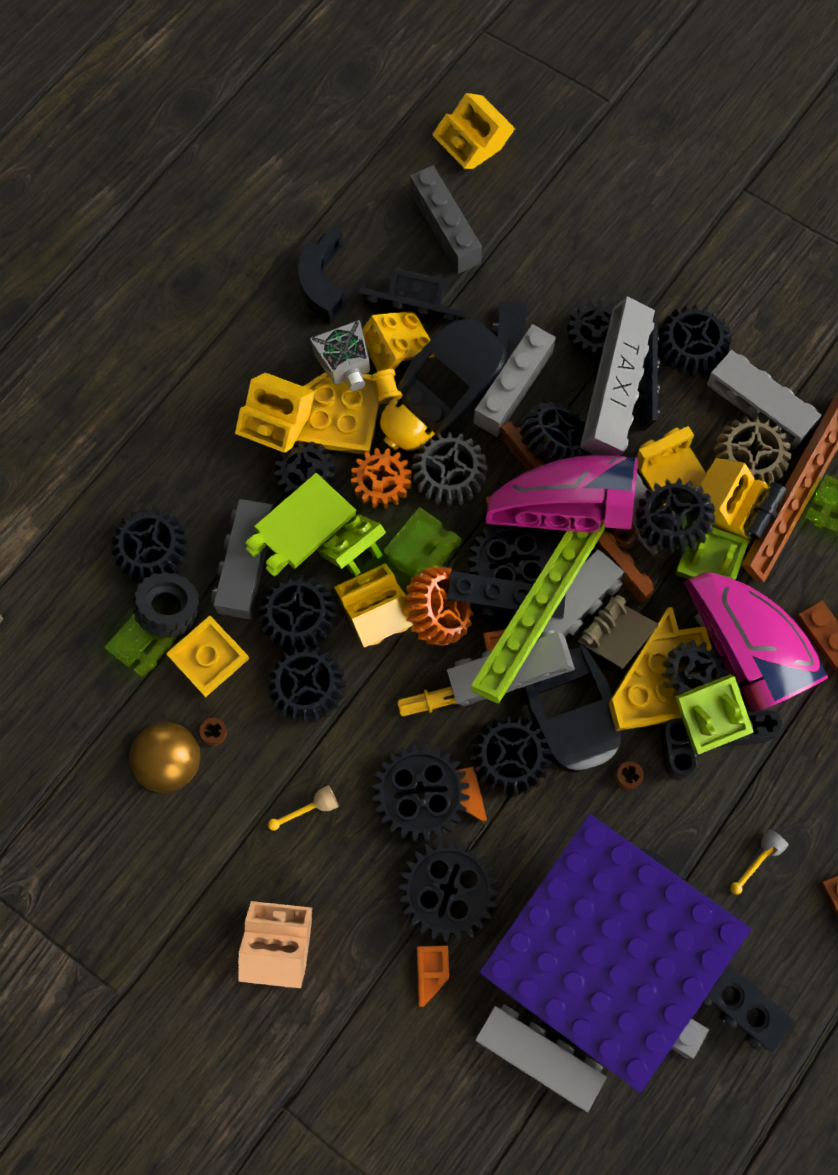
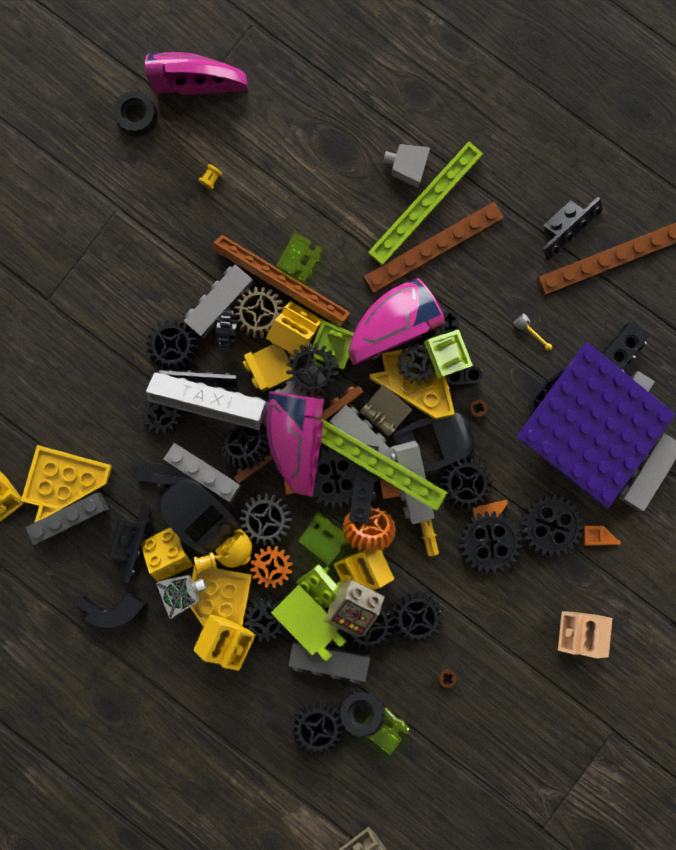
camera: 90 degrees left, 15 degrees up
(164, 757) = (463, 709): pearl gold piece -> none
(207, 656) = (396, 684): yellow plate -> none
(321, 579) = (354, 608): none -> dark tan piece
(323, 800) = (494, 603): hinge -> none
(499, 211) = (61, 480): none -> yellow wing
(722, 405) = (226, 330): none -> black gear
(765, 511) = (305, 308): black pin -> none

